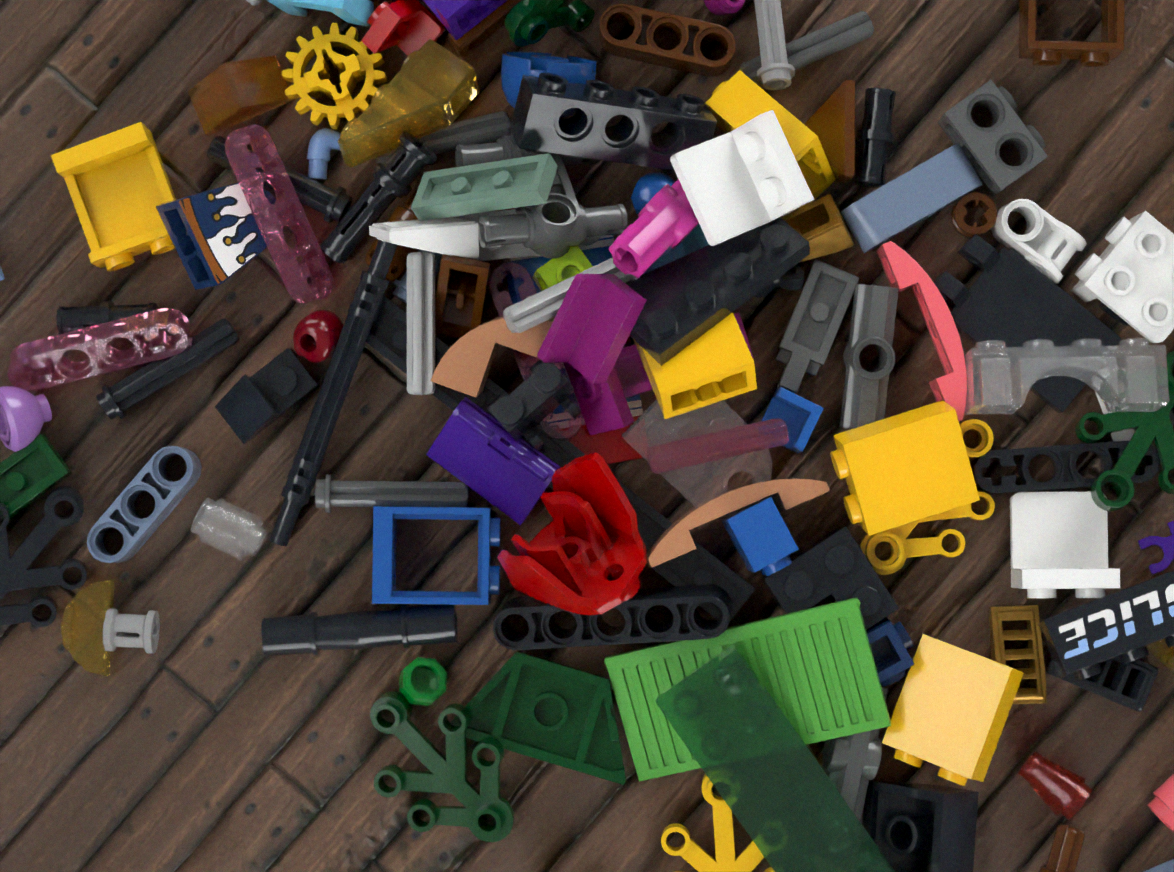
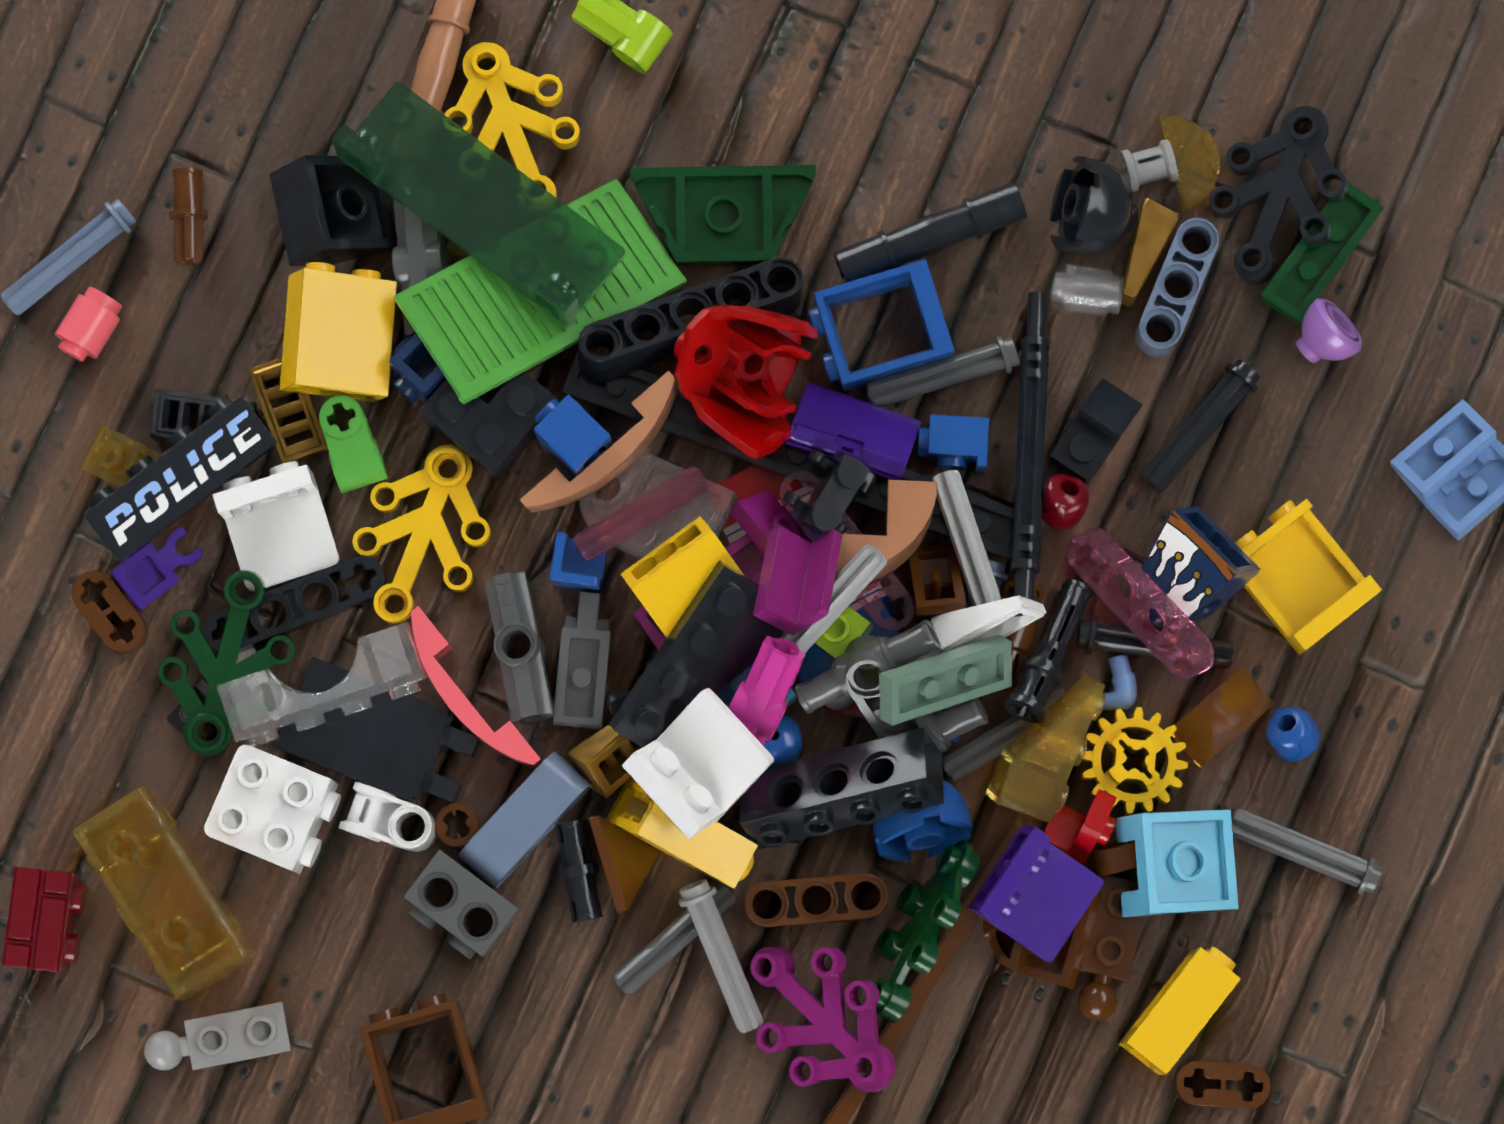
camera: 165 degrees right, 5 degrees down
(80, 317) = (1275, 454): black pin -> none
(95, 342) = (1214, 457): clear pink beam -> none
(152, 562) = (1151, 234): none -> pearl gold slope
(179, 55) = (1293, 733): none -> blue piece
(198, 605) = (1092, 207): none -> black cylinder
(401, 423) = (955, 442): none -> blue brick
(423, 681) = (853, 205): green tile -> none
(447, 773) = (805, 126): dark green plant -> none
(904, 468) = (454, 546): yellow brick -> none
(968, 590) = (351, 452): none -> bright green piece
(1057, 786) = (215, 297): clear red cone -> none

